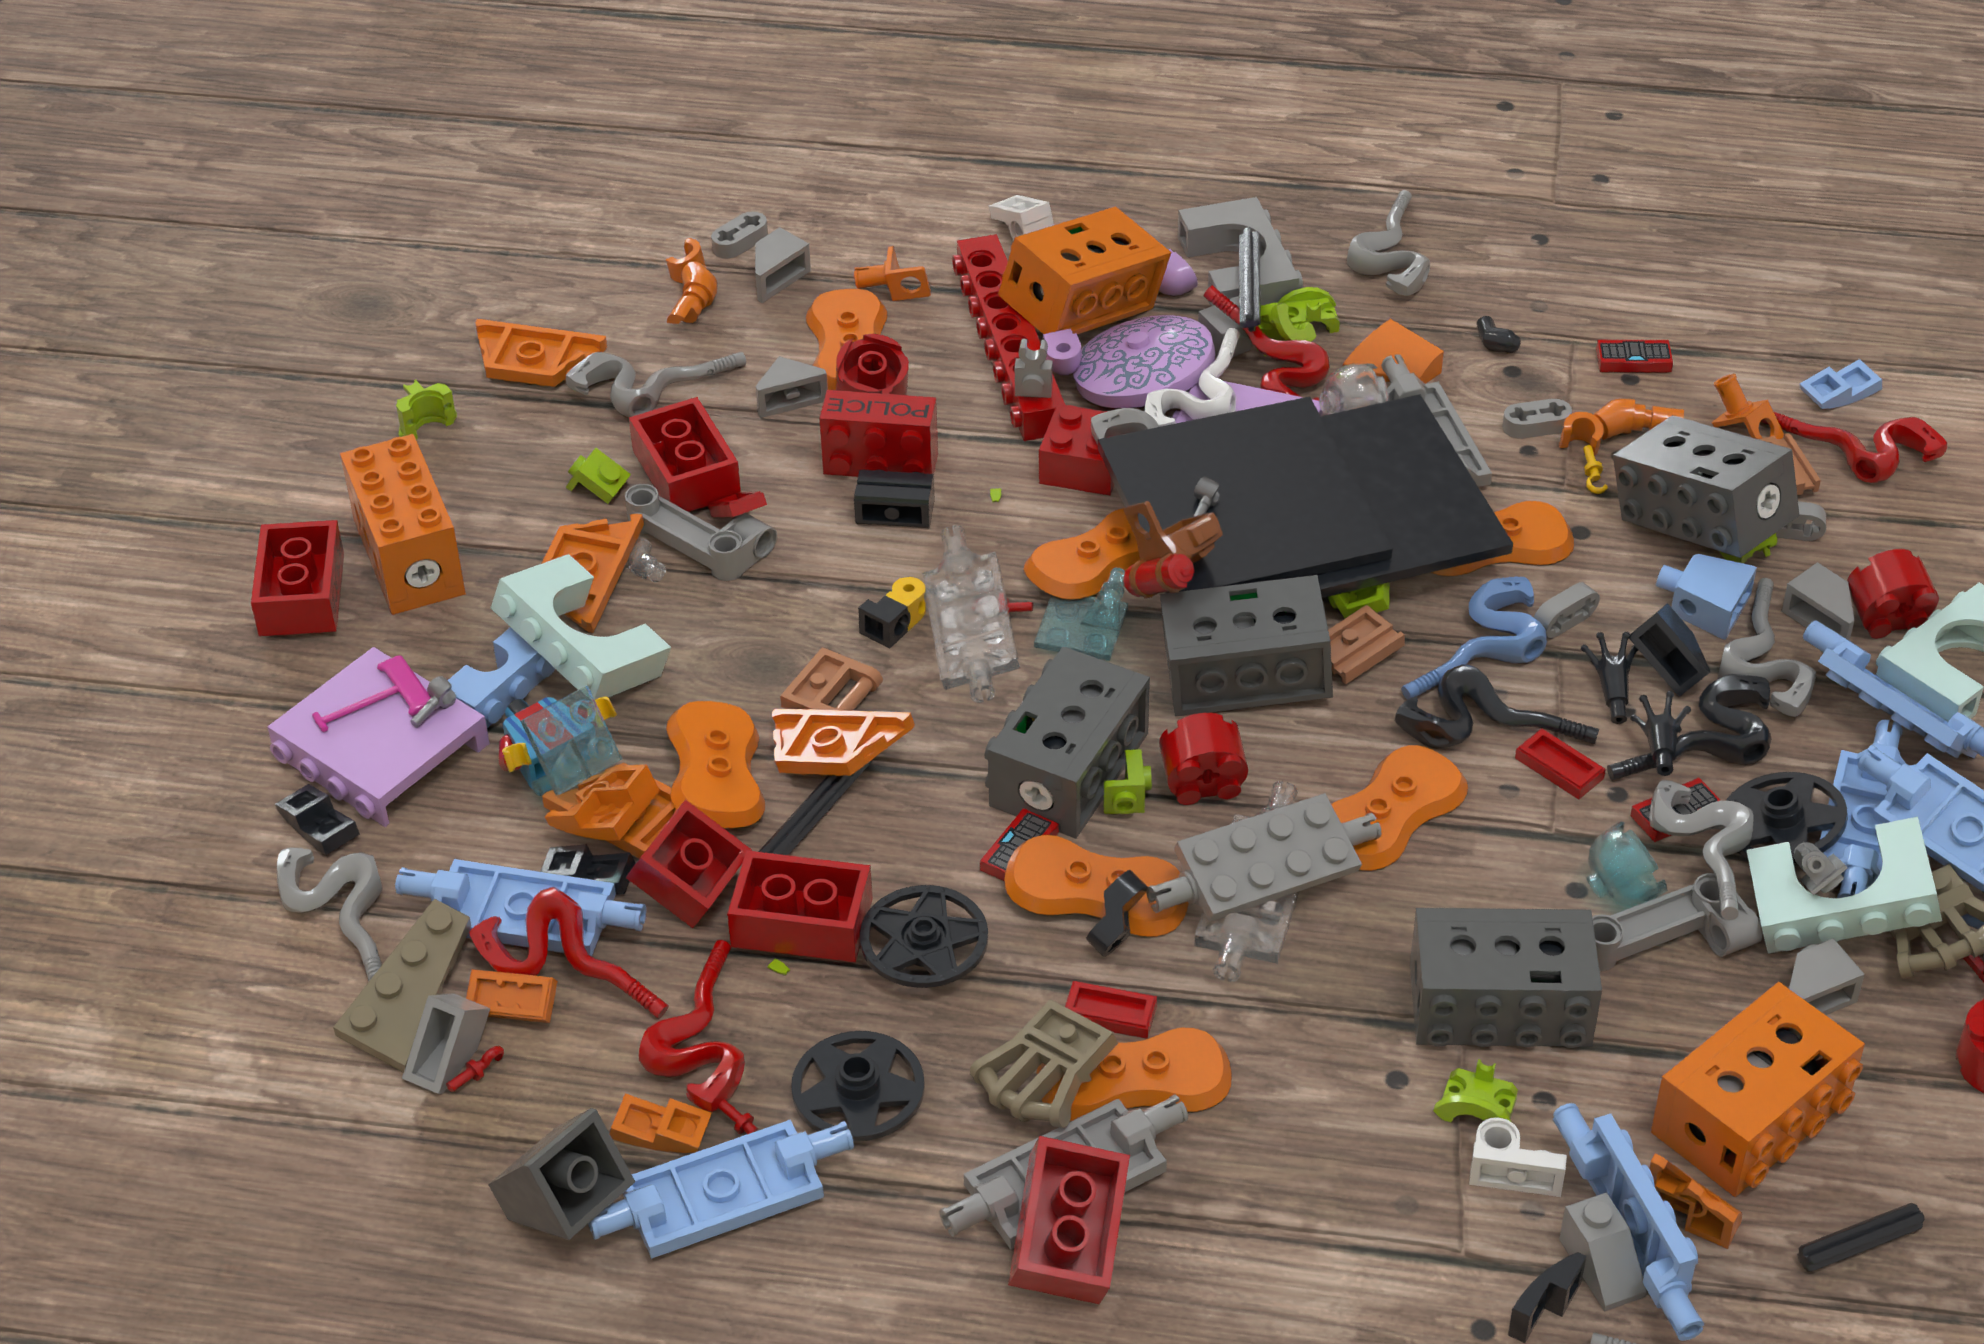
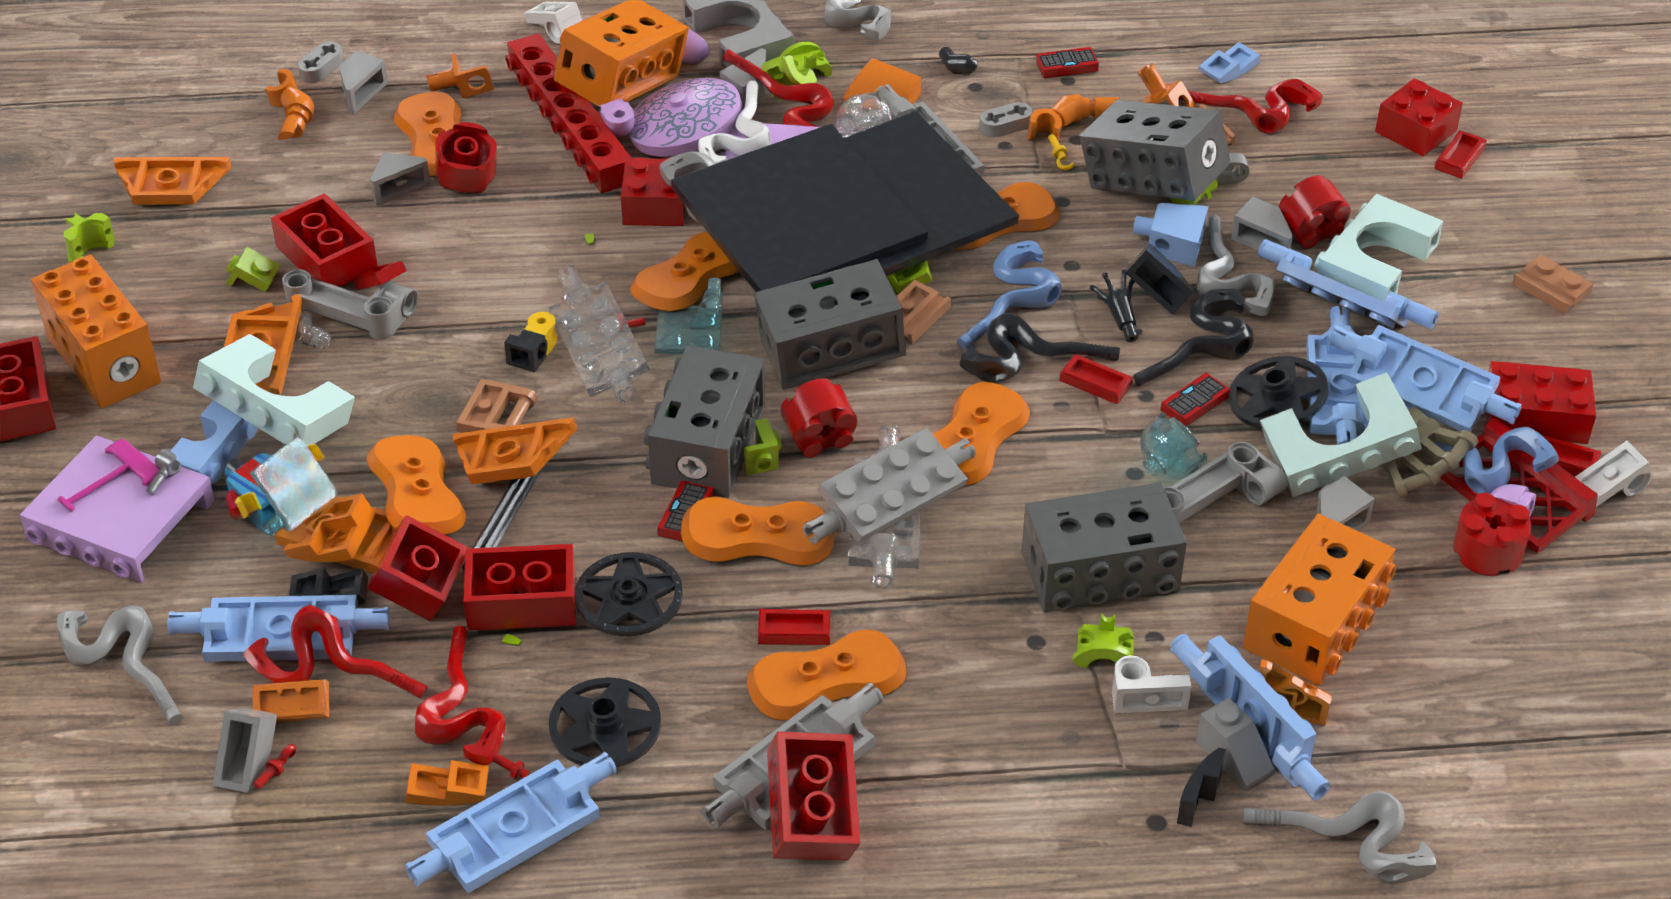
camera: 15 degrees left, 0 degrees up
(316, 820) = (79, 586): black slope -> none
(392, 1003) = (193, 720): dark tan wing -> none
(564, 1178) = (381, 839): dark grey slope -> none
(632, 402) = (269, 205): light grey animal -> none
(878, 433) = (484, 203): red brick -> none
(894, 498) = (508, 252): black brick -> none
(1033, 372) = (601, 135): light grey plate -> none
(1067, 1047) = (760, 655): dark tan plate -> none
(1114, 926) = (782, 561): black piece -> none
(1167, 553) = (756, 259): dark orange piece -> none
(1208, 493) = (770, 207): flat silver hand -> none
(1249, 279) = (755, 41): axle -> none
(1567, 609) = (1071, 259): light grey beam -> none
(1661, 733) = (1170, 342): black piece -> none
(1728, 816) = (1239, 397): light grey animal -> none
(1820, 871) = (1320, 424): light grey hinge -> none
(1860, 1237) = (1423, 698): black axle -> none

